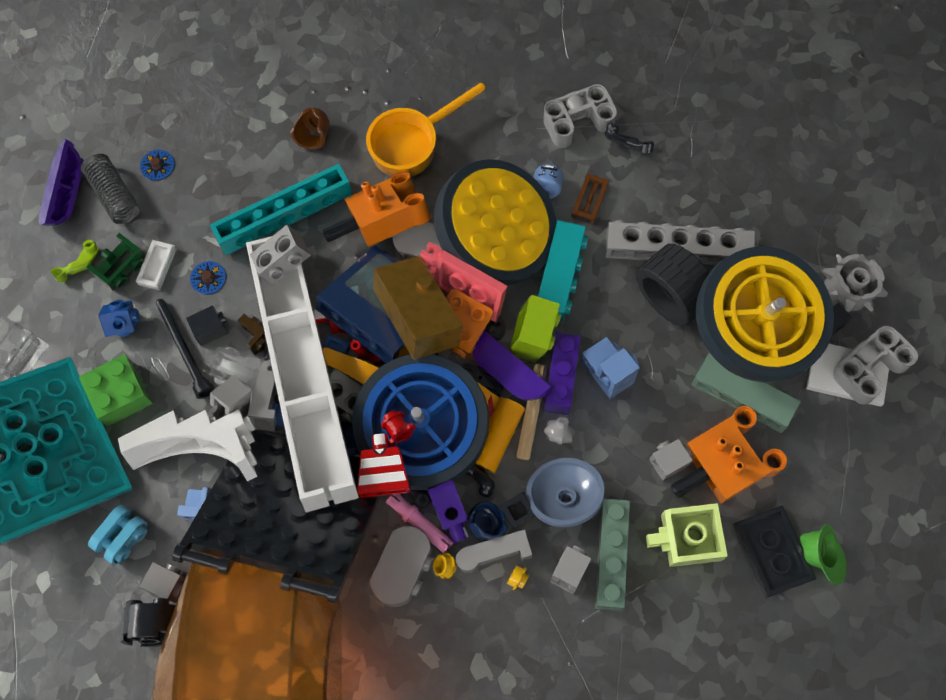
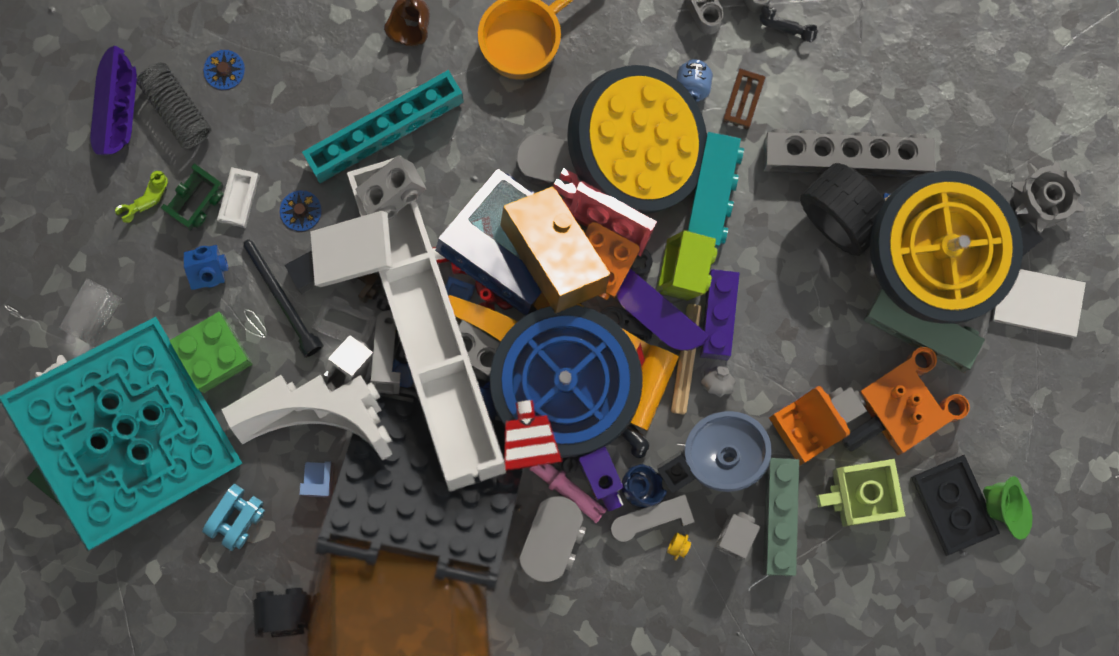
camera: 10 degrees left, 10 degrees up
(163, 581) = (292, 567): light grey brick -> none
(241, 302) = (351, 249): none -> white tile
(382, 210) = (500, 128): orange piece -> none
(397, 427) = (542, 391): red brick -> none
(444, 566) = (598, 536): yellow plate -> none
(611, 367) = (772, 306): medium blue brick -> none
(641, 471) = (810, 425): none -> orange bracket
(867, 356) = (1058, 284): light grey beam -> none

